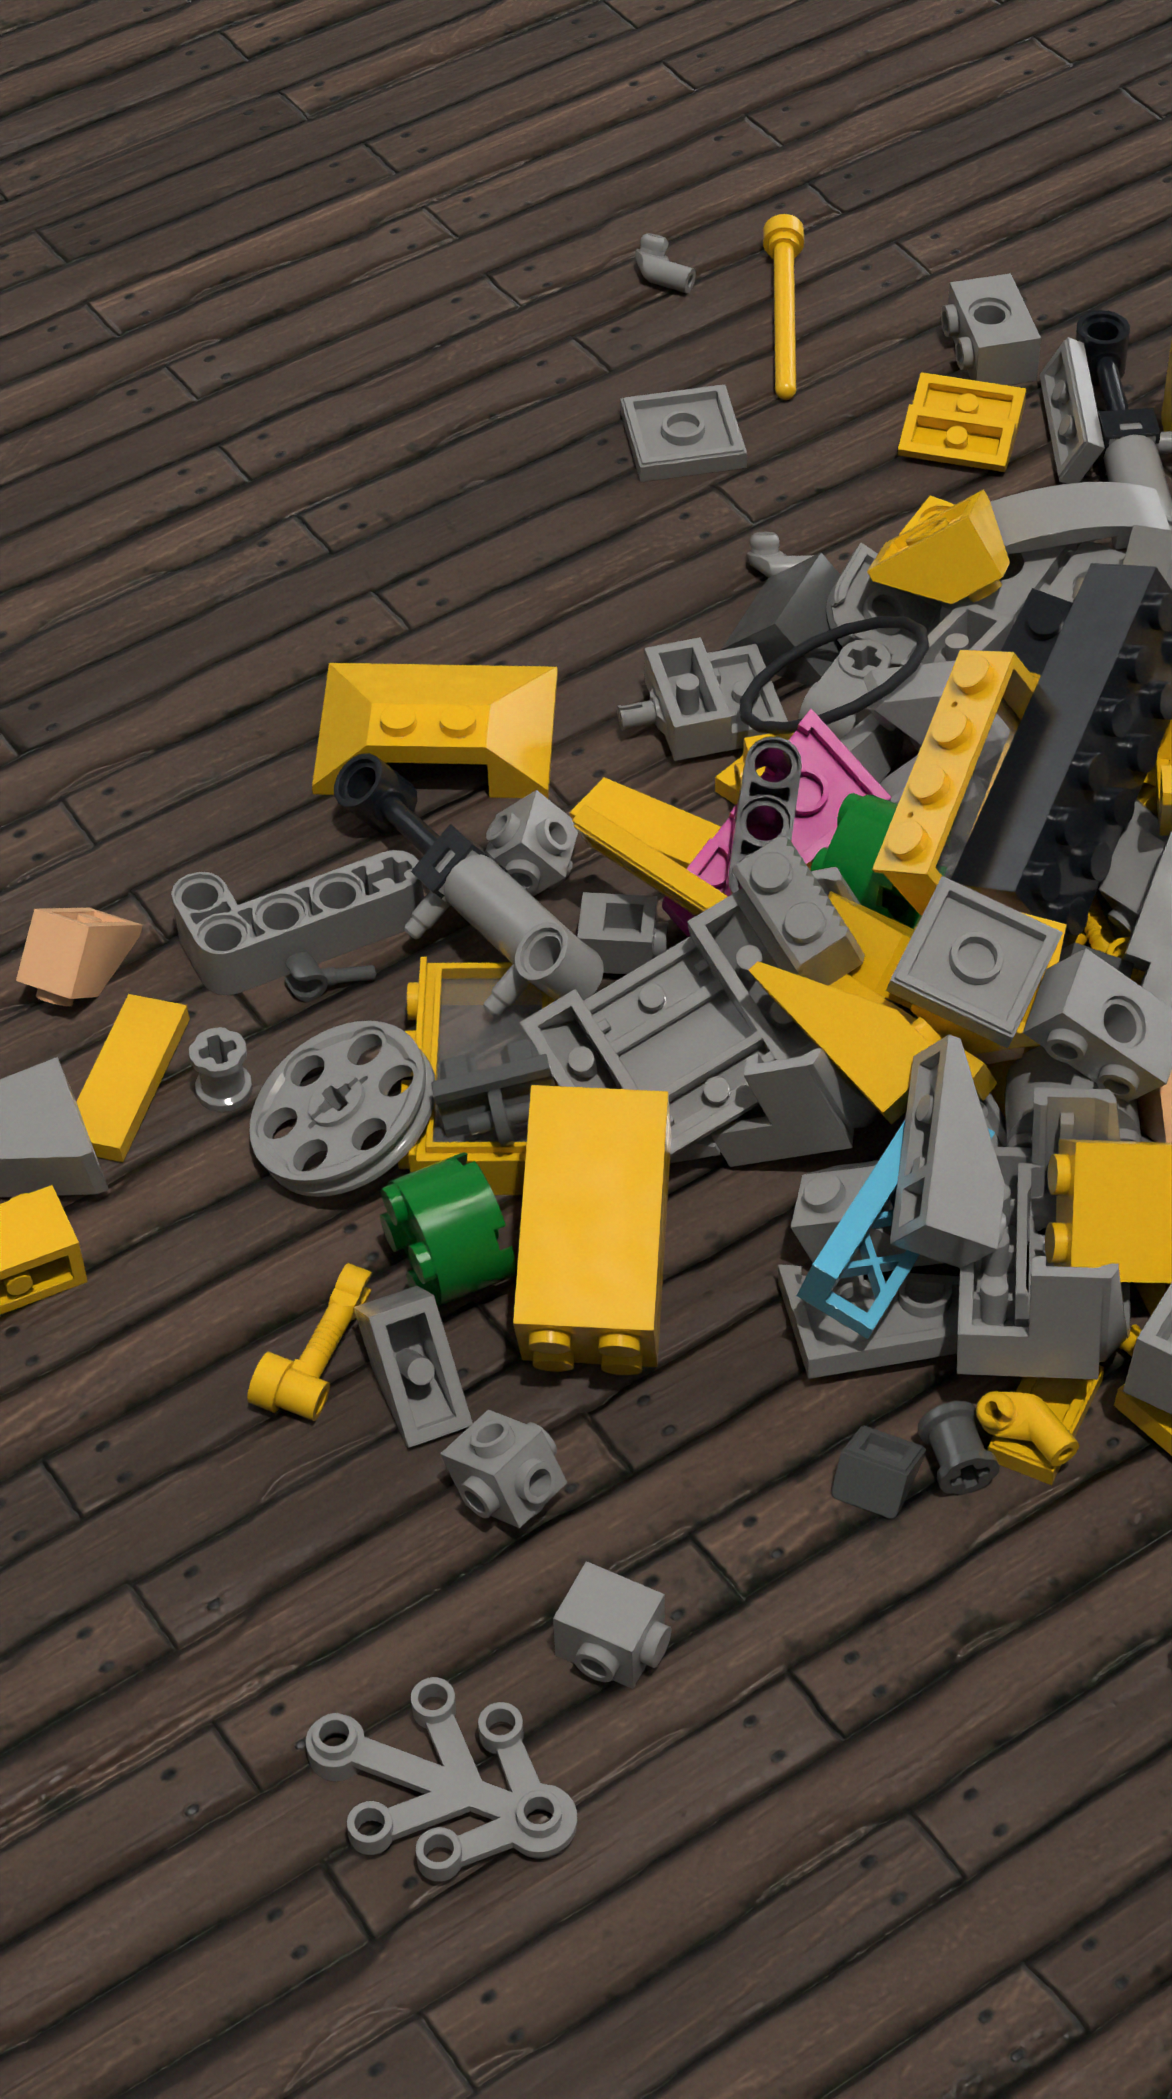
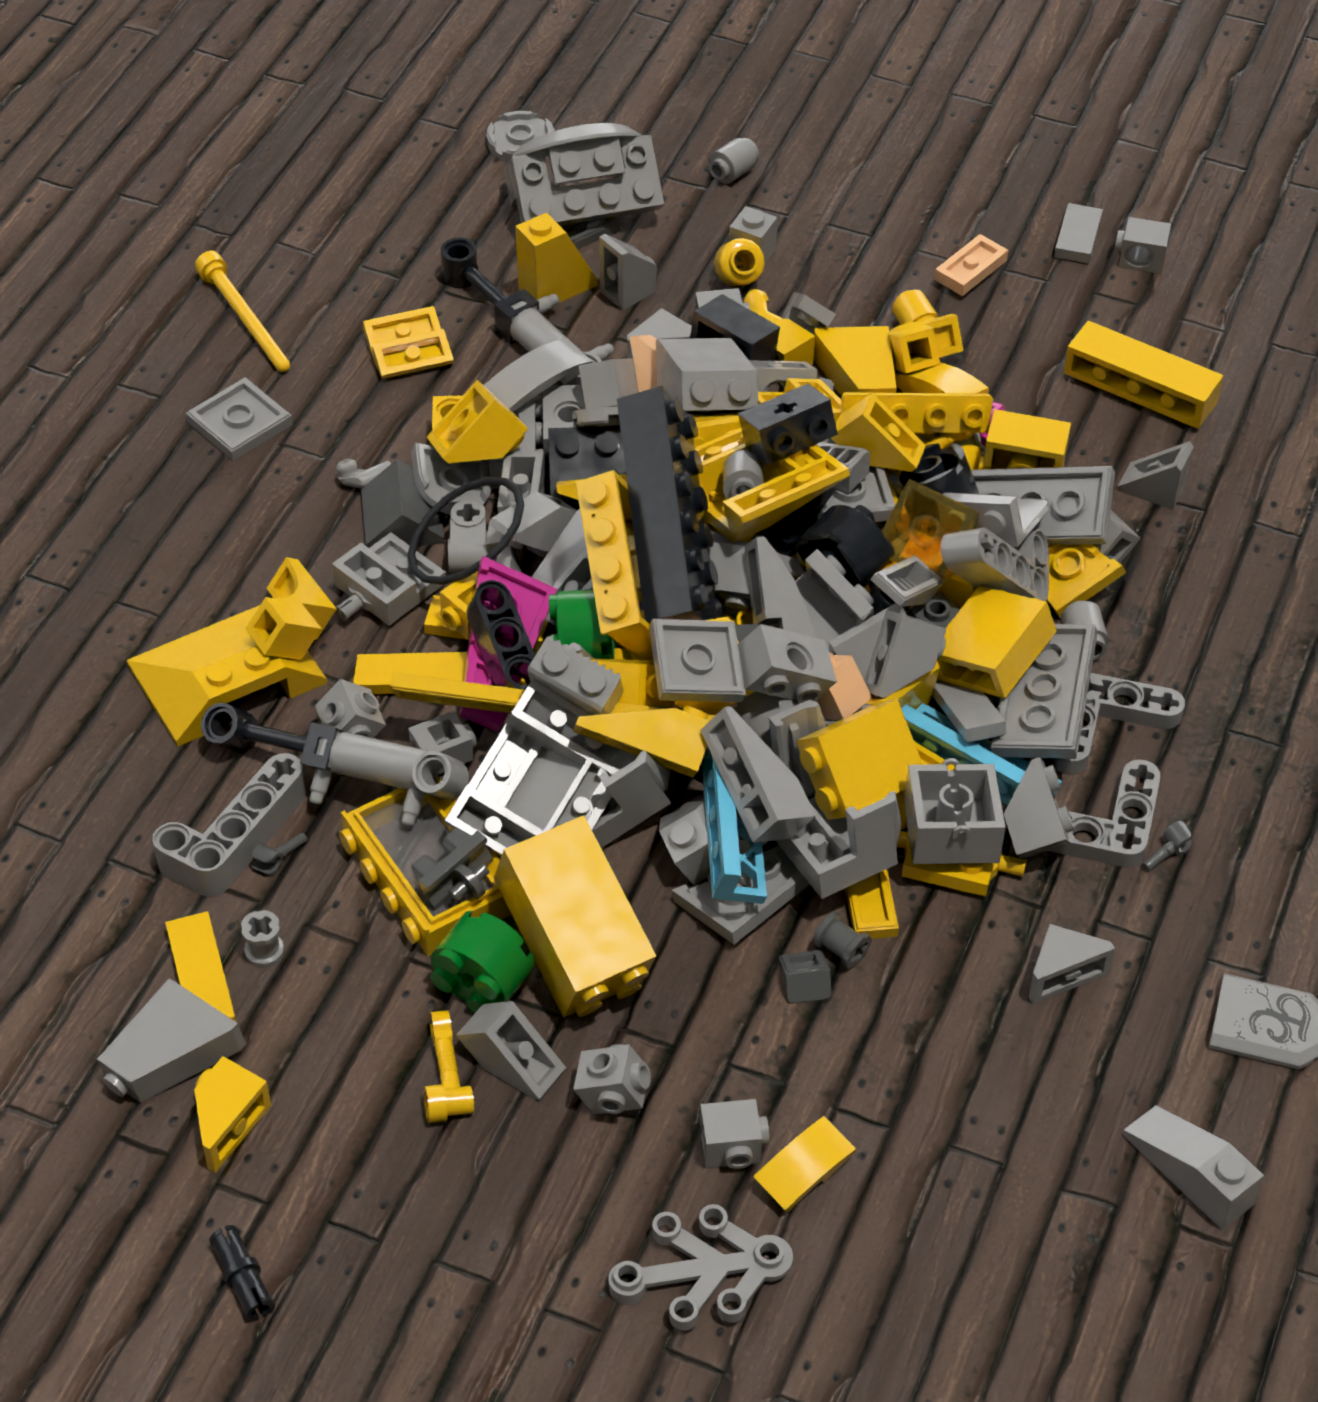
camera: 35 degrees left, 0 degrees up
(74, 952) = (113, 913): light nougat slope -> none
(343, 1131) = (366, 939): light grey wedge -> none
(530, 695) = (294, 615): none -> yellow arch
(657, 267) = (141, 317): light grey arm -> none
(679, 1718) = (805, 1163): none -> yellow slope
(992, 330) = (387, 277): light grey brick -> none
(1029, 1419) = (870, 905): yellow arm -> none
(1071, 411) = (471, 309): light grey tile -> none

